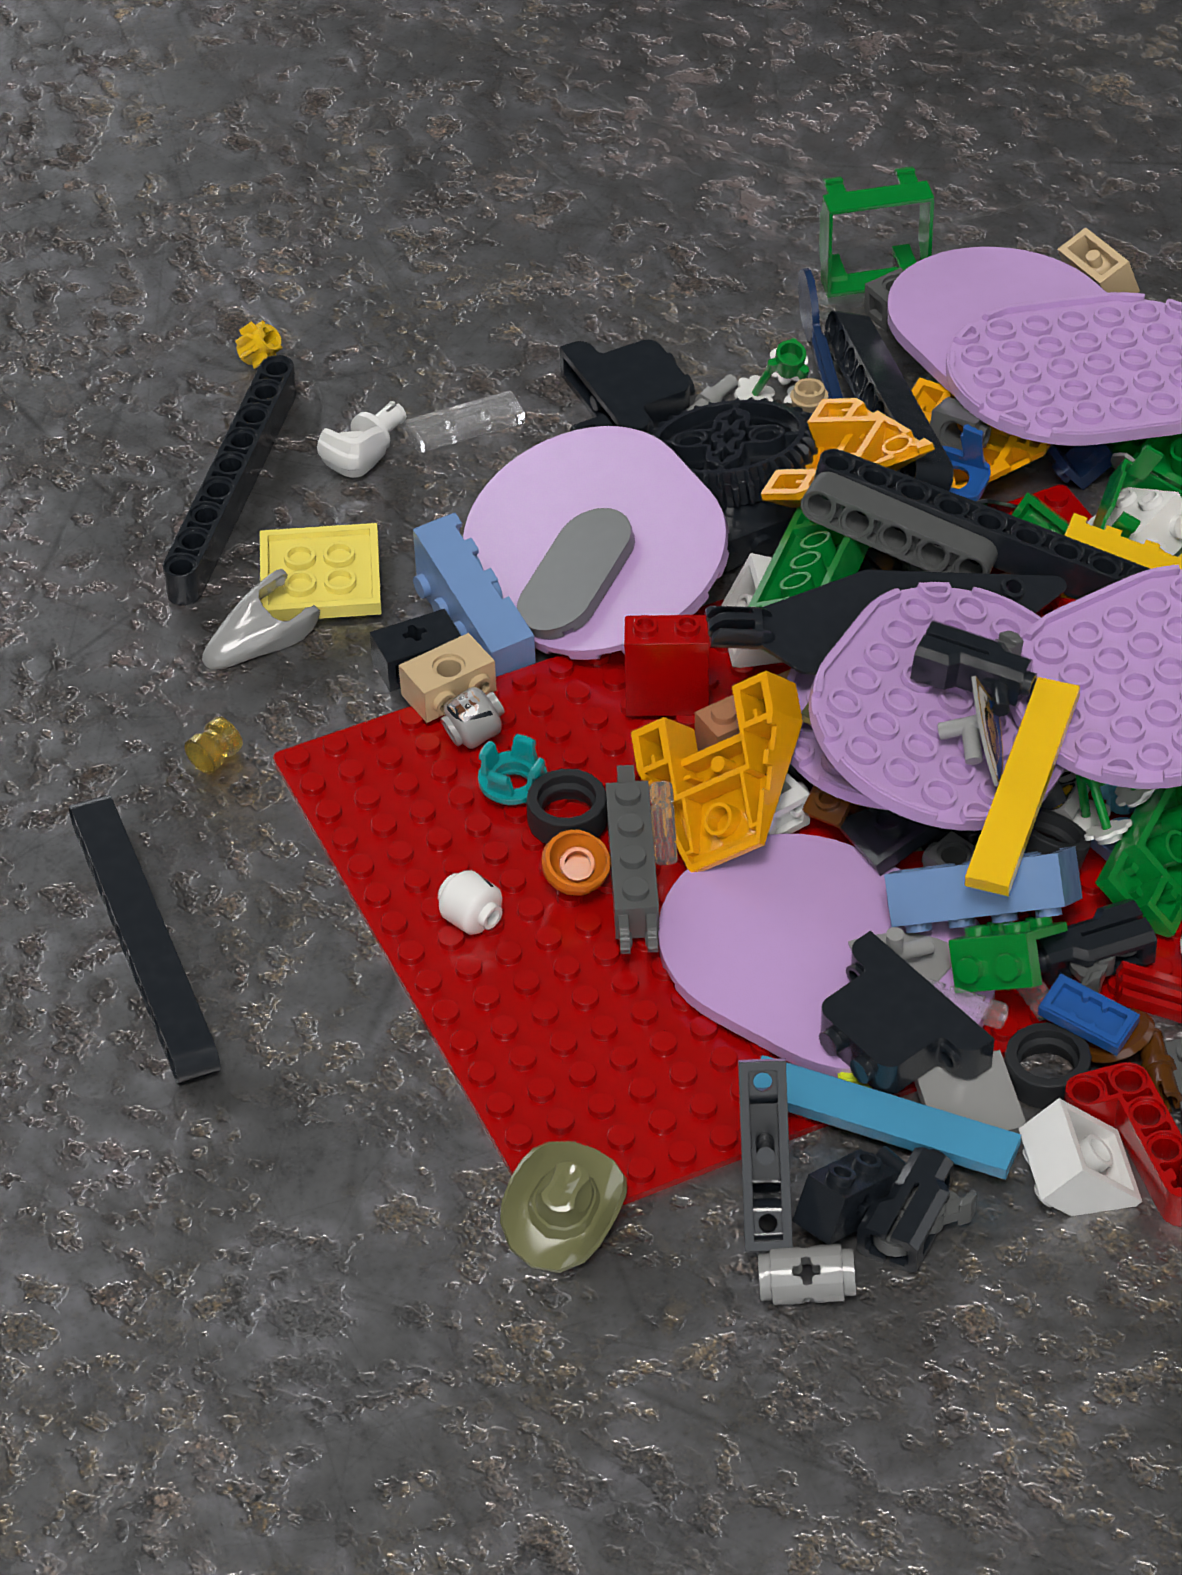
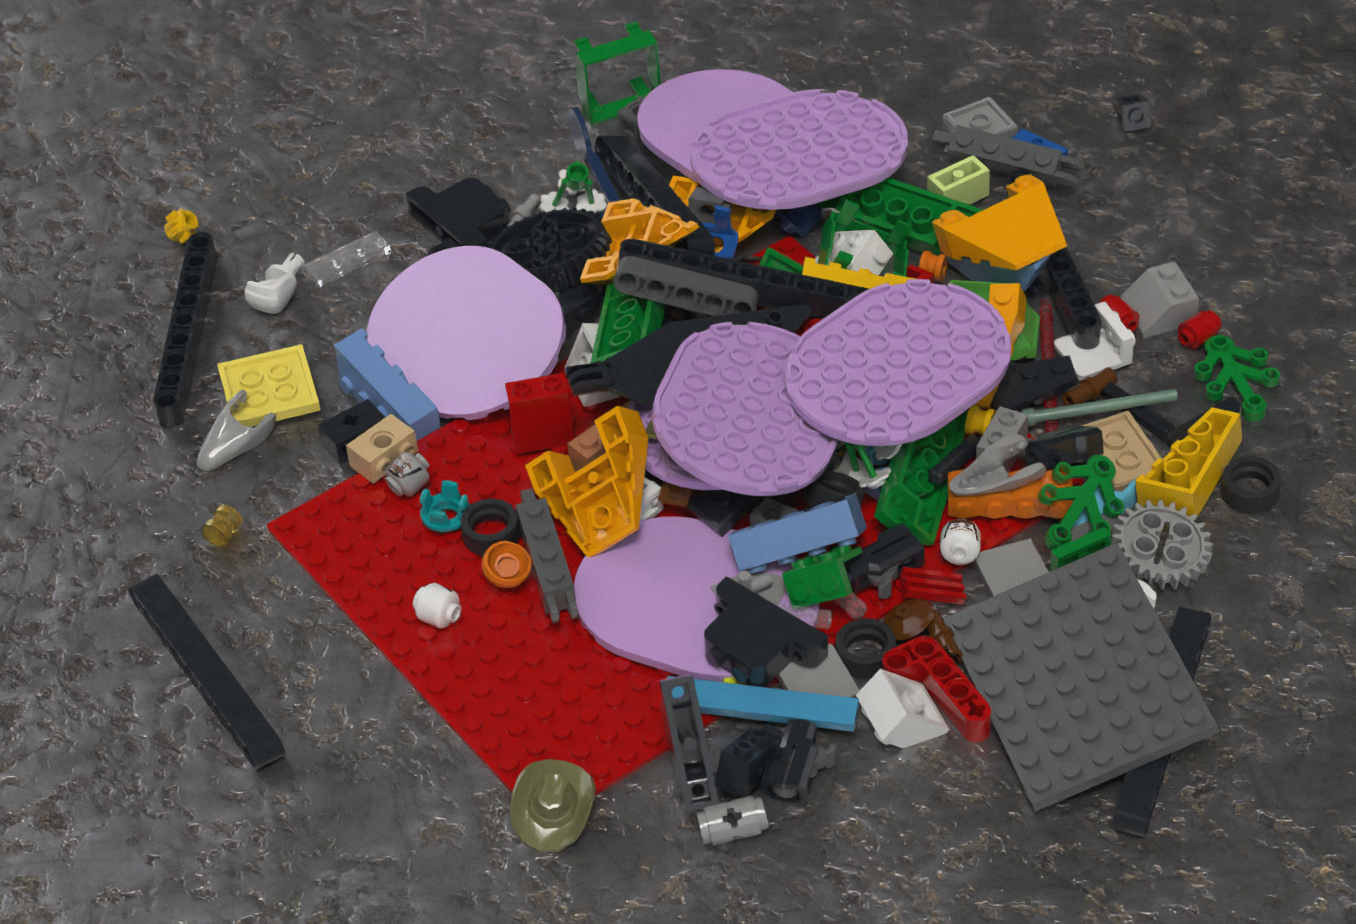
camera: 10 degrees left, 0 degrees up
(576, 572) = (458, 357): tile -> none
(663, 822) = (562, 524): clear axle -> none
(808, 394) = (595, 200): tan cone -> none
(952, 656) = (763, 377): black piece -> none
(969, 728) = (769, 421): shield -> none
(1022, 786) = (813, 457): yellow tile -> none
(1088, 1014) = (887, 608): blue plate -> none
(1099, 262) = (782, 70): tan brick -> none

